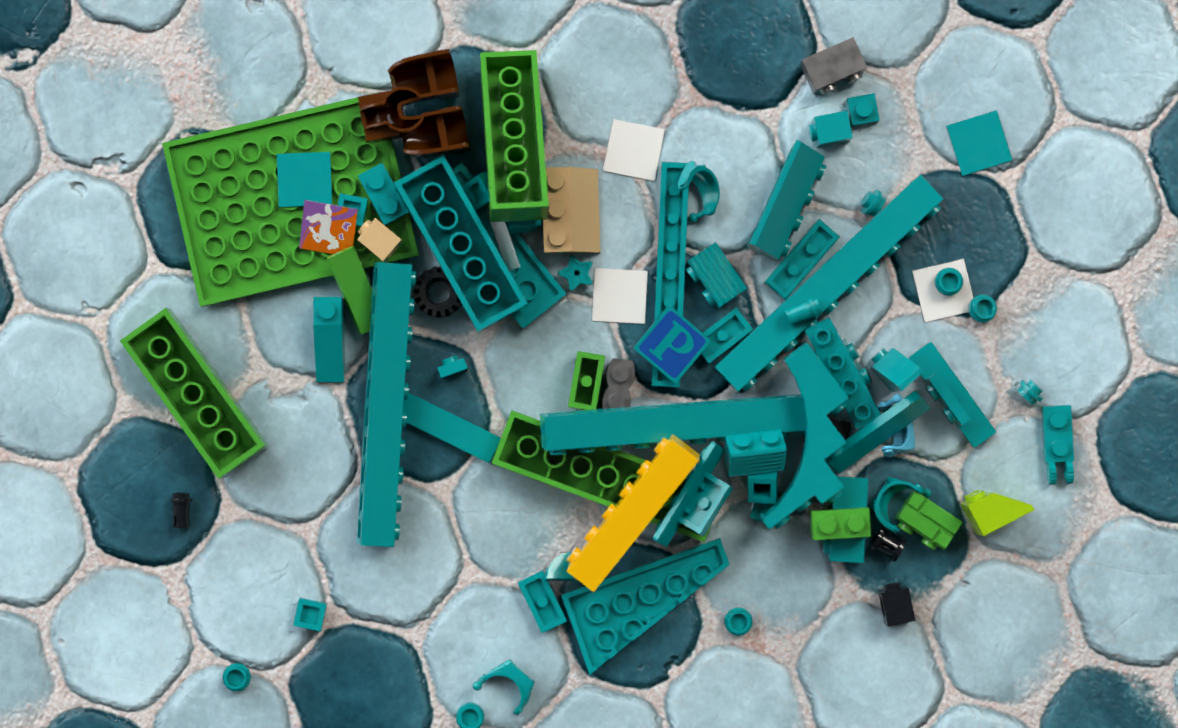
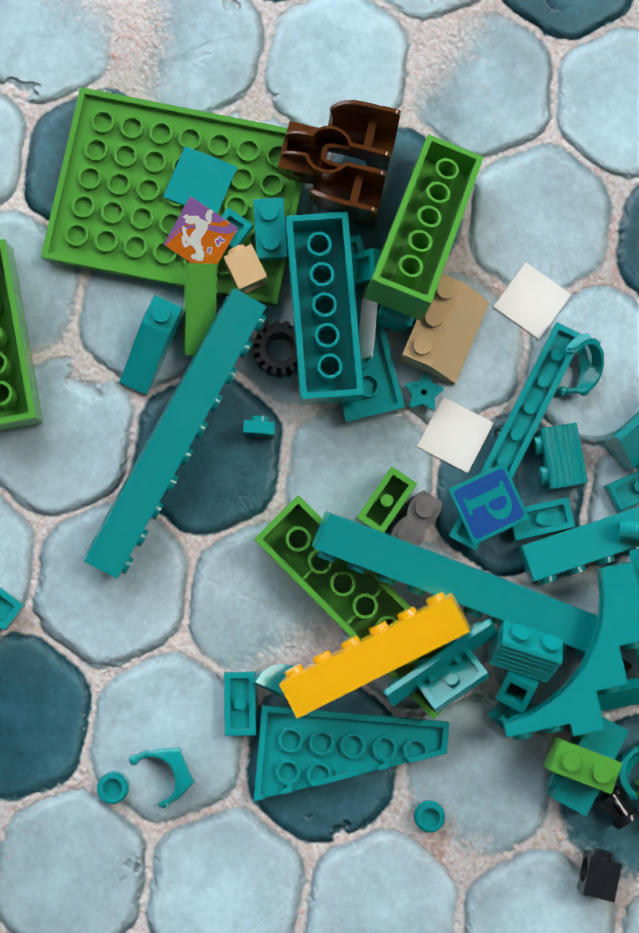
camera: 20 degrees right, 5 degrees down
(450, 428) = (228, 486): teal tile -> none

